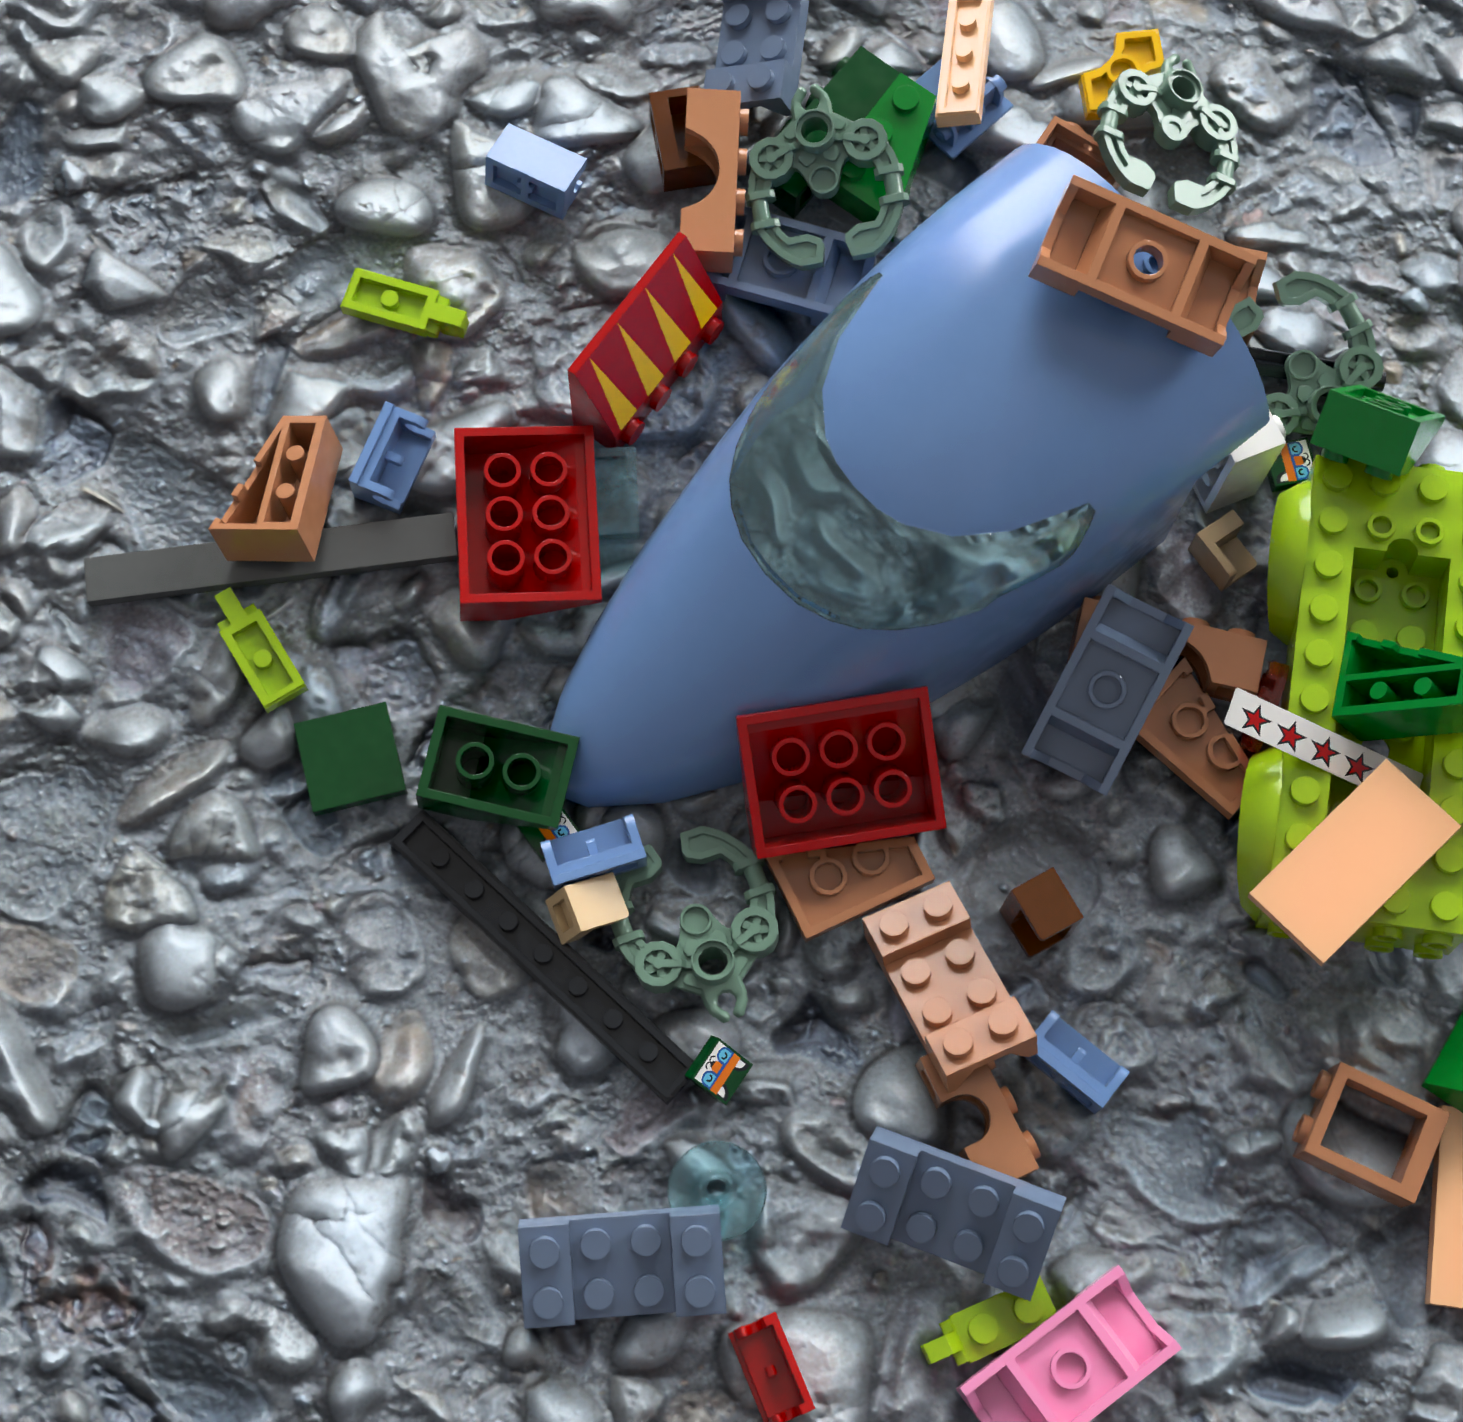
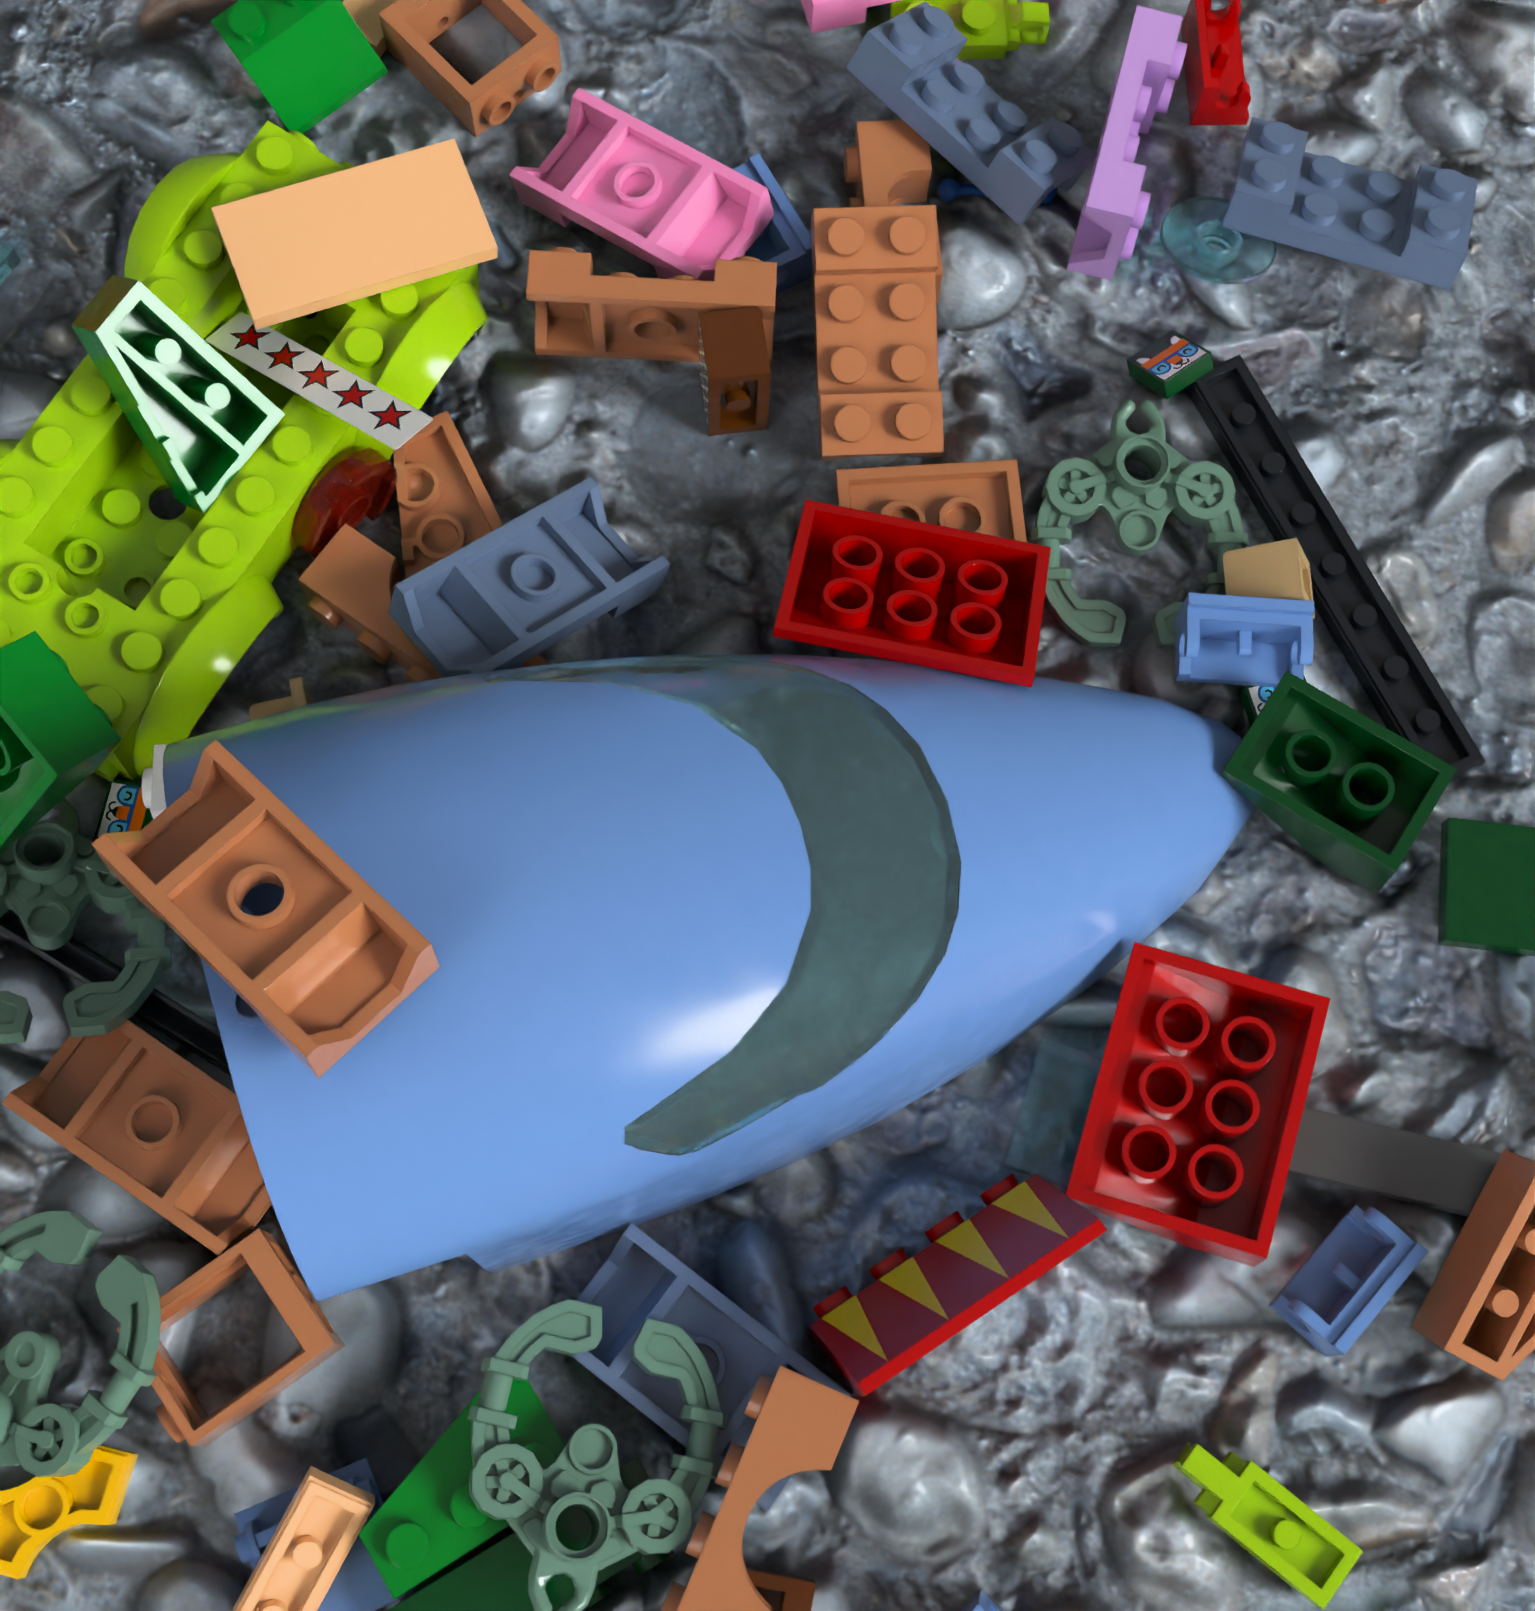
camera: 160 degrees left, 0 degrees up
(811, 1164) = (1113, 200): none -> lavender piece
(1172, 1035) = (645, 192): none -> bright pink piece
(1179, 922) = (637, 315): none -> nougat piece

